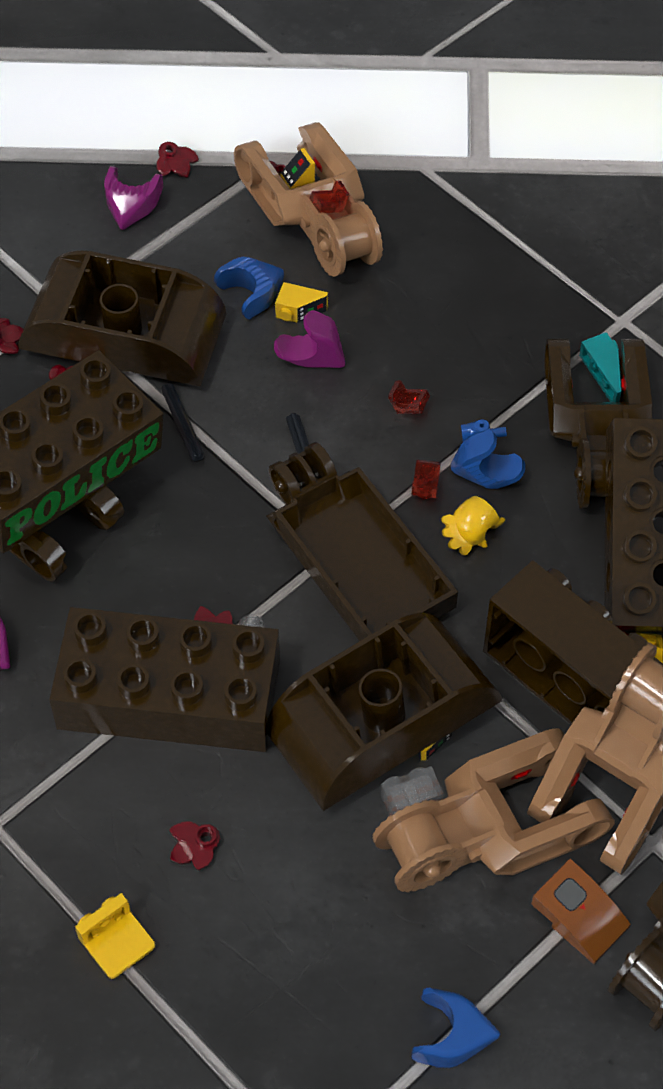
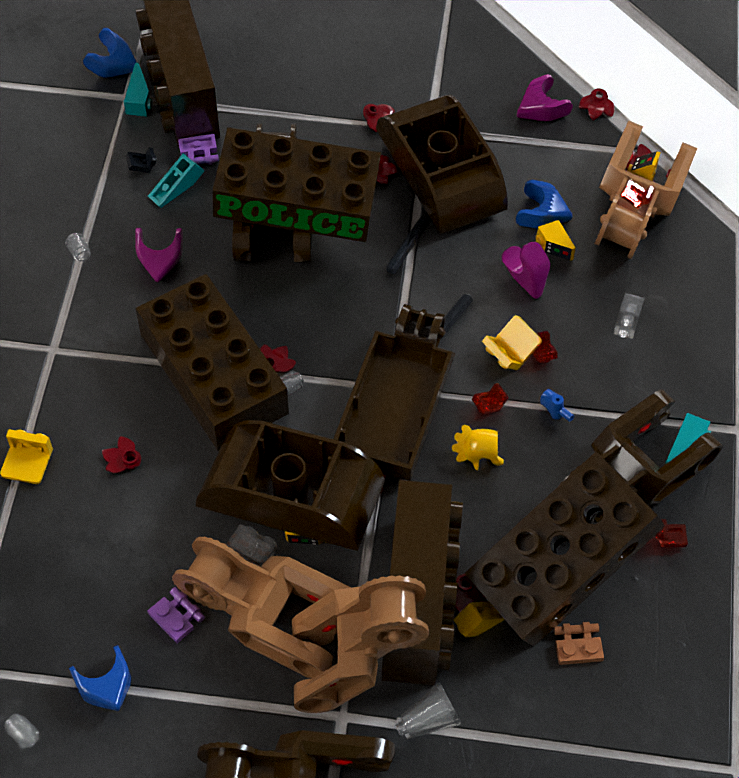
camera: 50 degrees right, 0 degrees up
(384, 416) = (513, 343): none -> yellow bracket
(425, 923) = (171, 620): none -> medium lavender plate
(441, 307) = (629, 315): none -> clear brick
(478, 463) = (532, 425): blue animal -> none
(581, 911) = (249, 703): dark orange slope -> none

